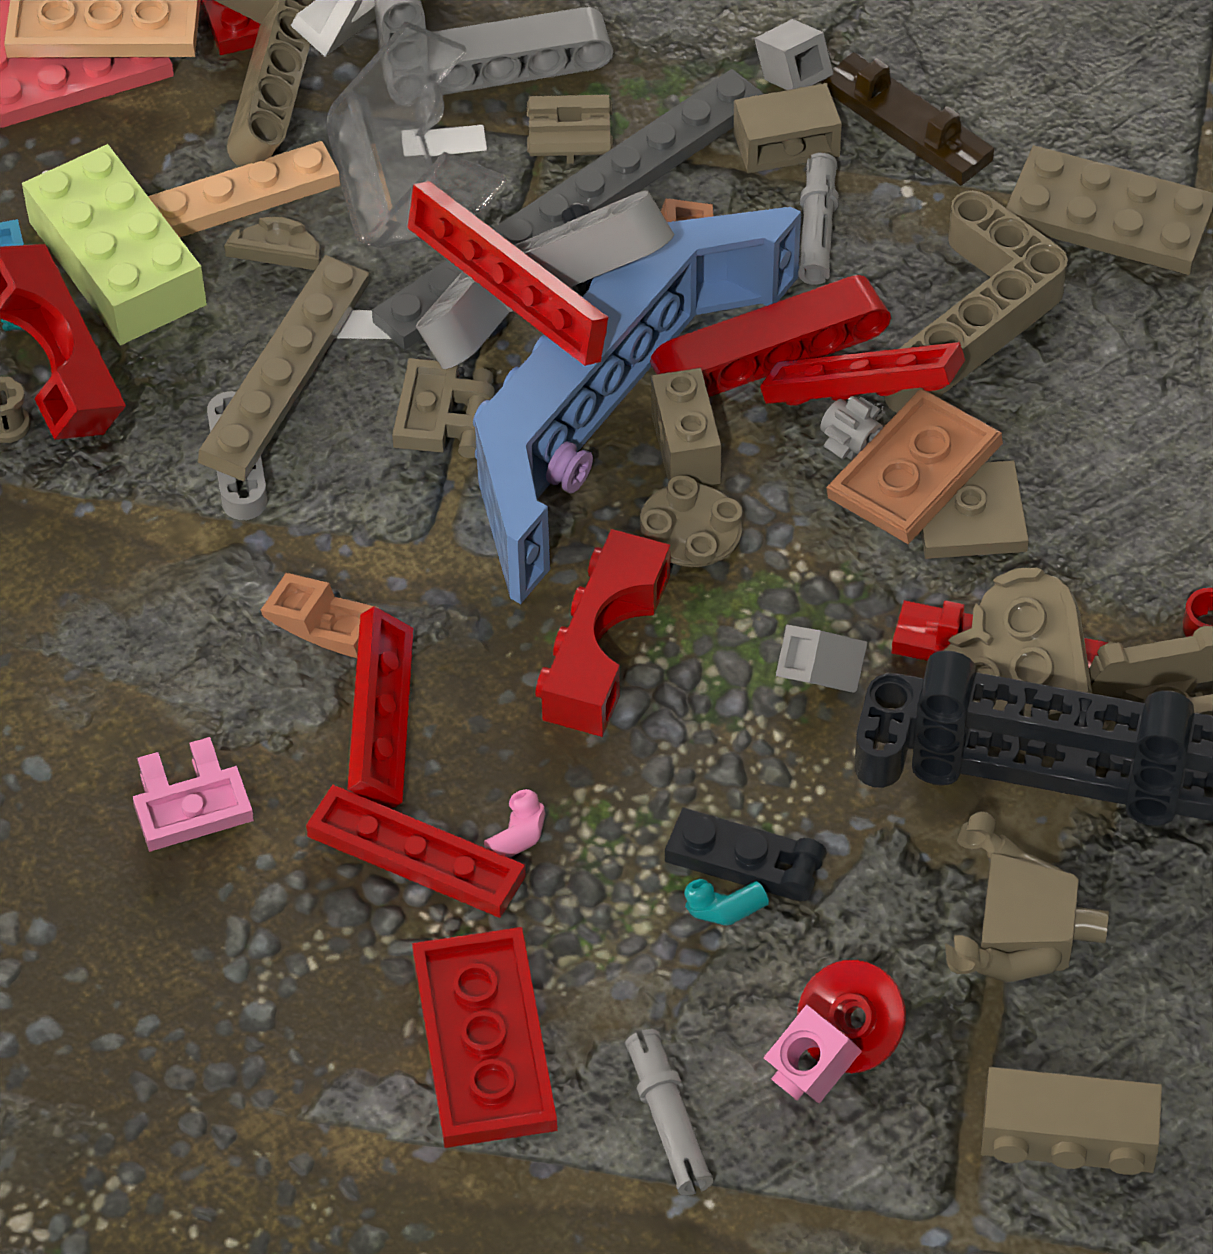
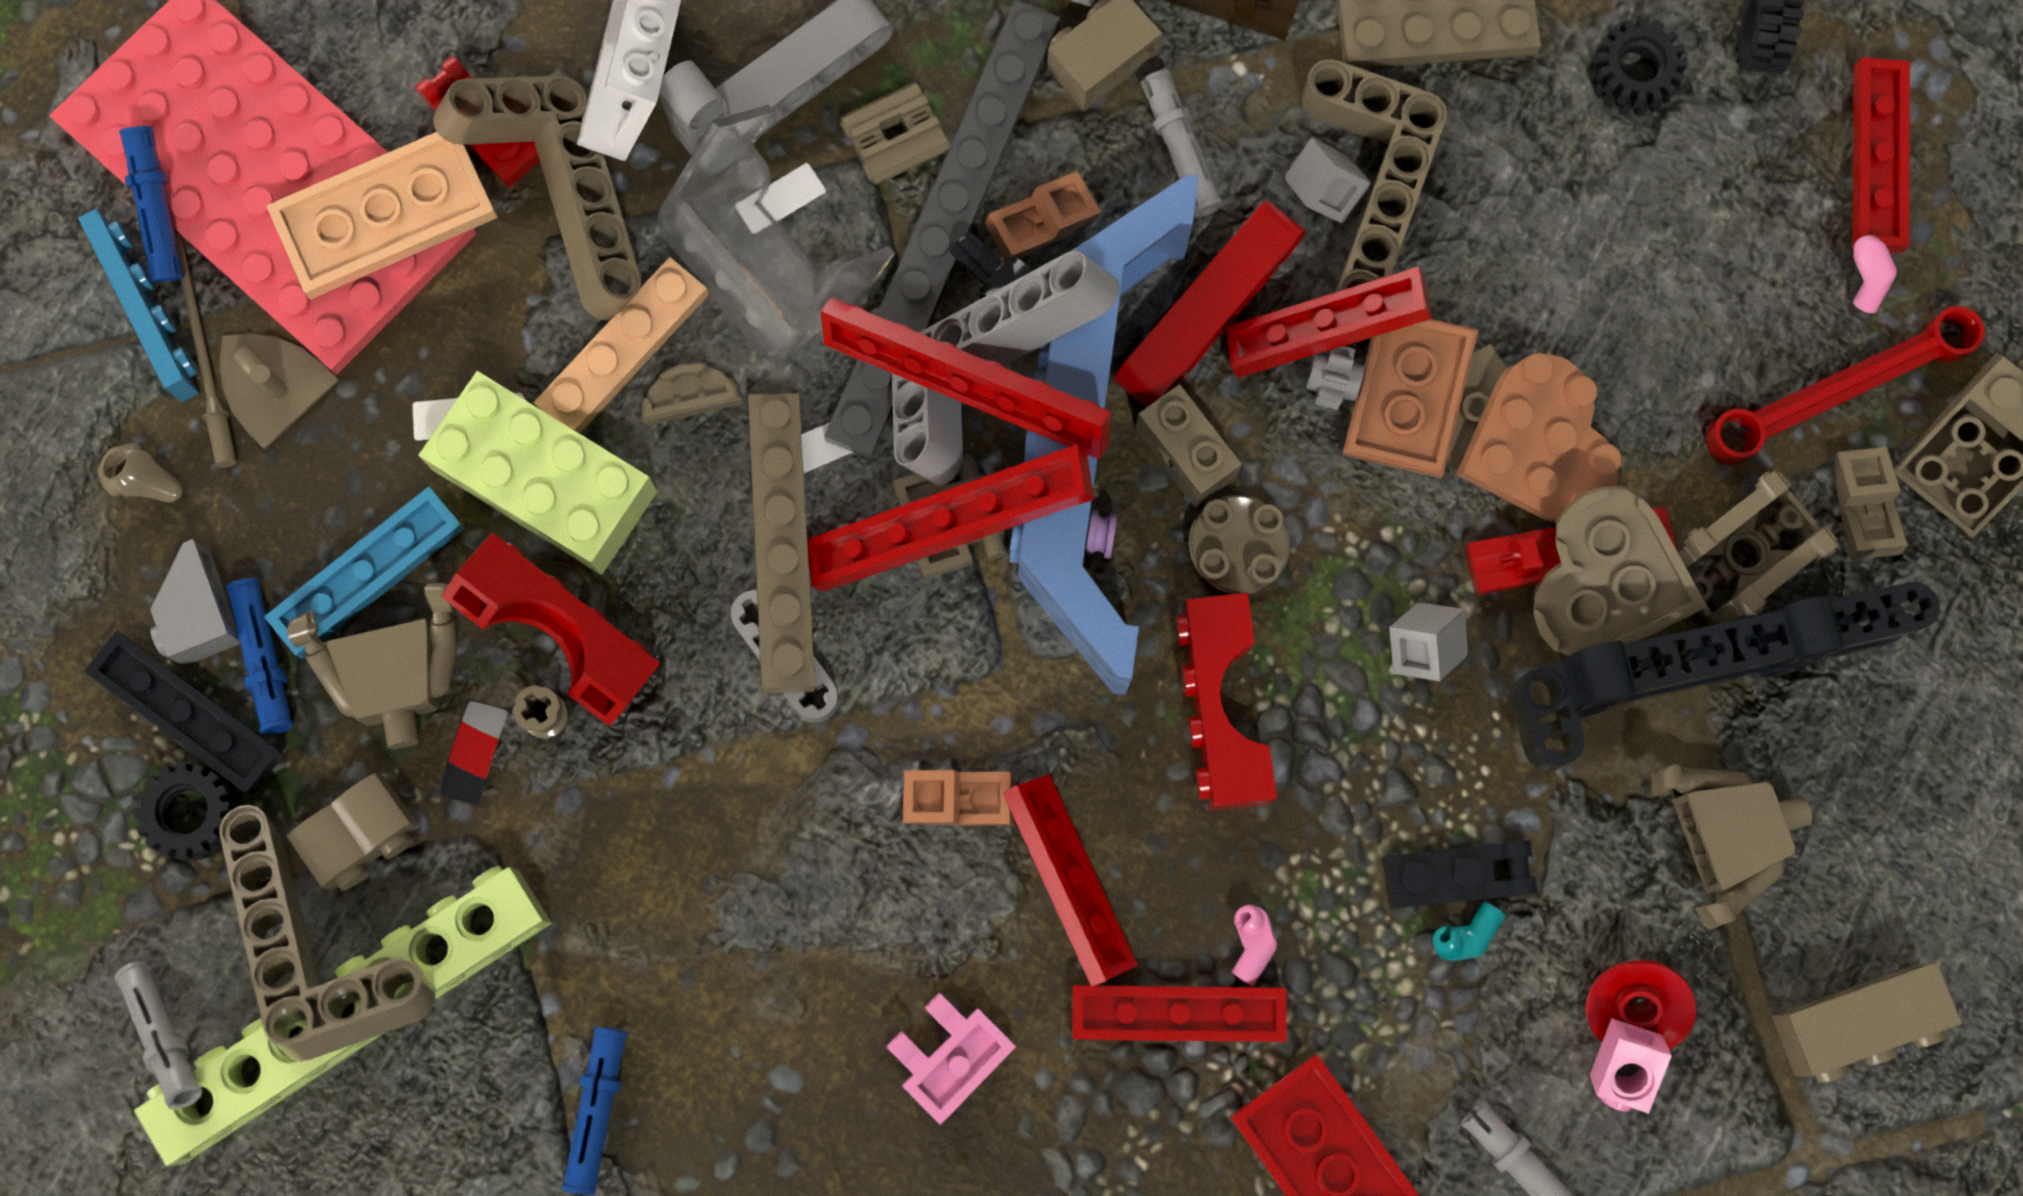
camera: 30 degrees left, 25 degrees up
(434, 378) = (951, 518): none -> red plate
(932, 287) = (1327, 180): none -> light grey panel
(1013, 523) = (1539, 438): none -> nougat plate

